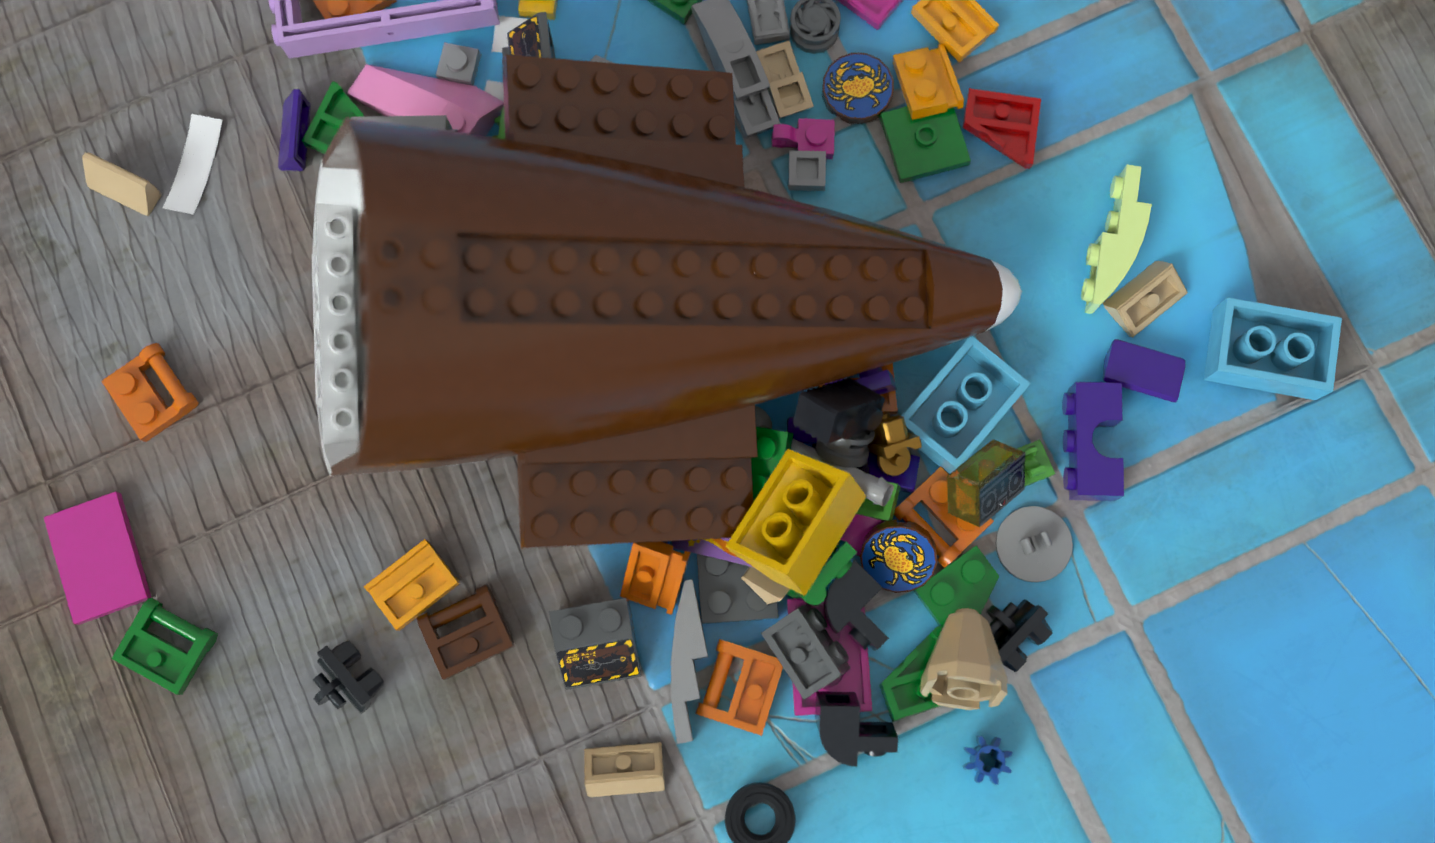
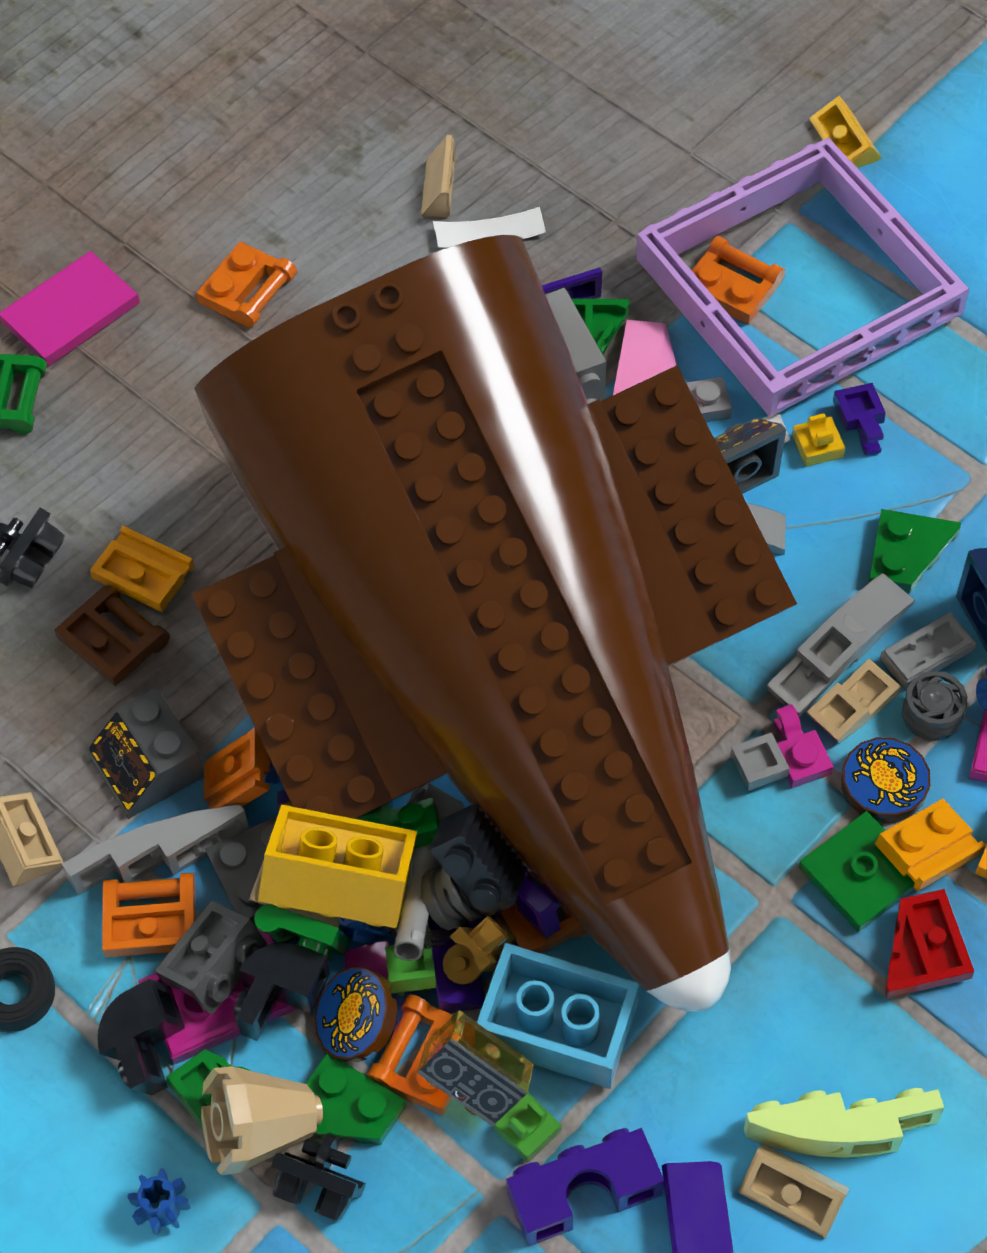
camera: 65 degrees right, 20 degrees down
(1034, 544) = (436, 1170): light grey piece -> none

